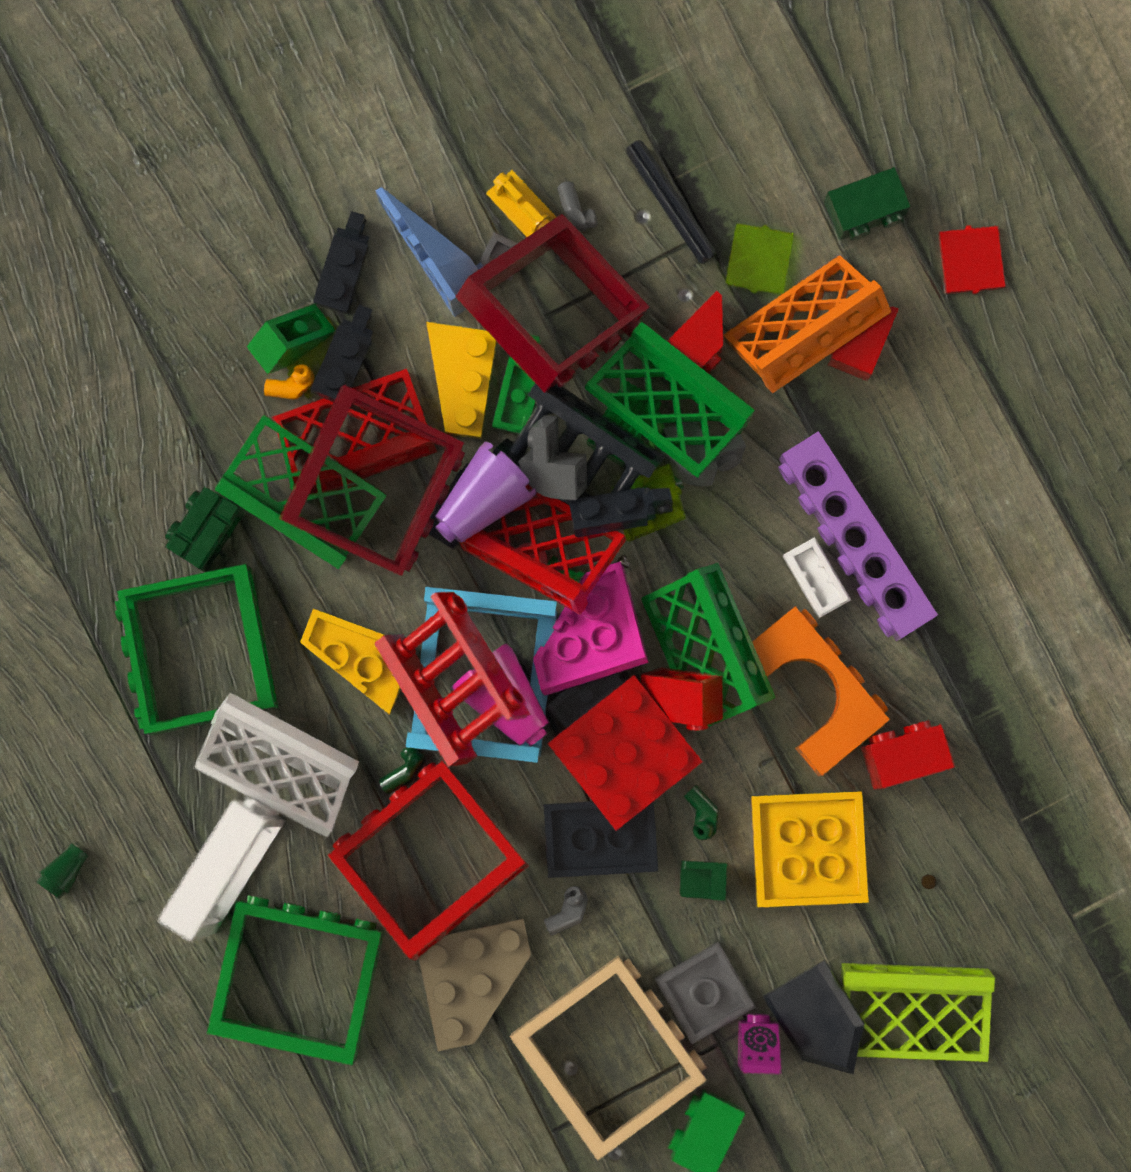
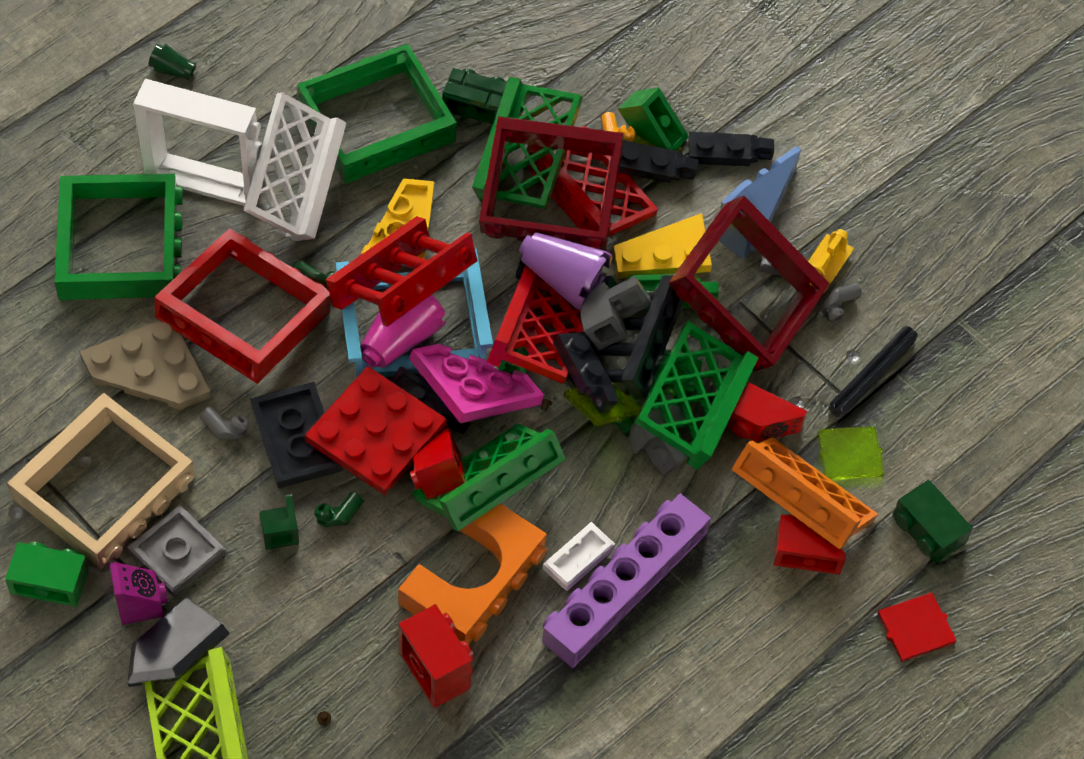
camera: 65 degrees right, 25 degrees down
(809, 849) = (328, 604): yellow plate -> none

